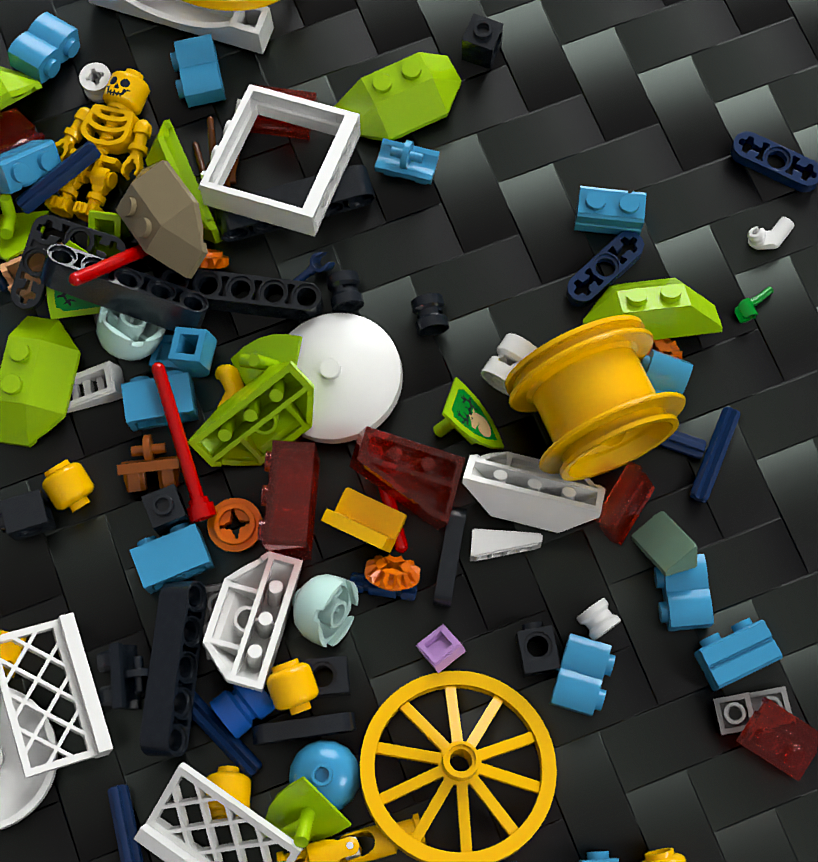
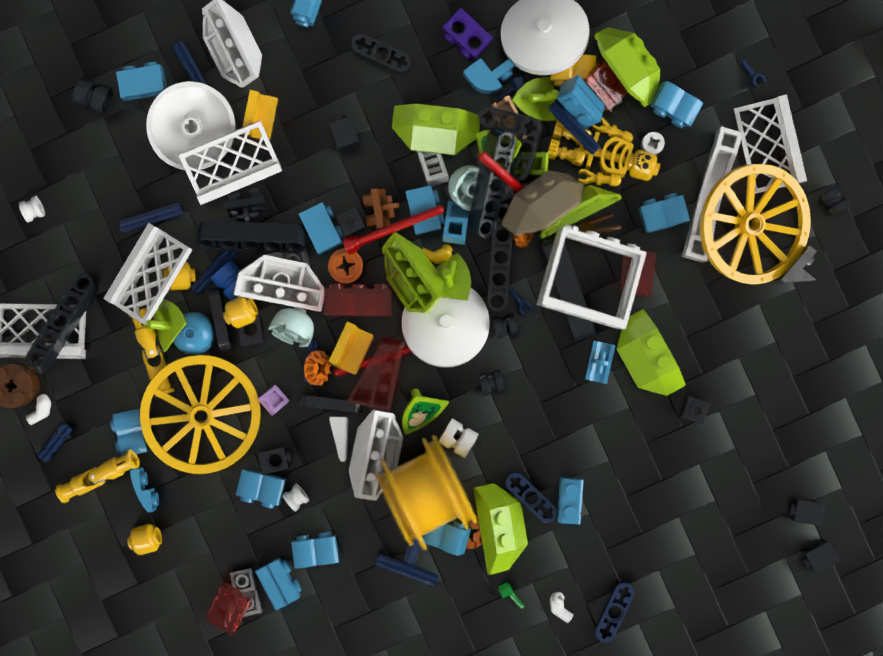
camera: 85 degrees right, 15 degrees up
(68, 486) = (364, 157): yellow head -> none
(625, 503) = (369, 513): clear red plate -> none
(666, 545) = (342, 538): sand green slope -> none

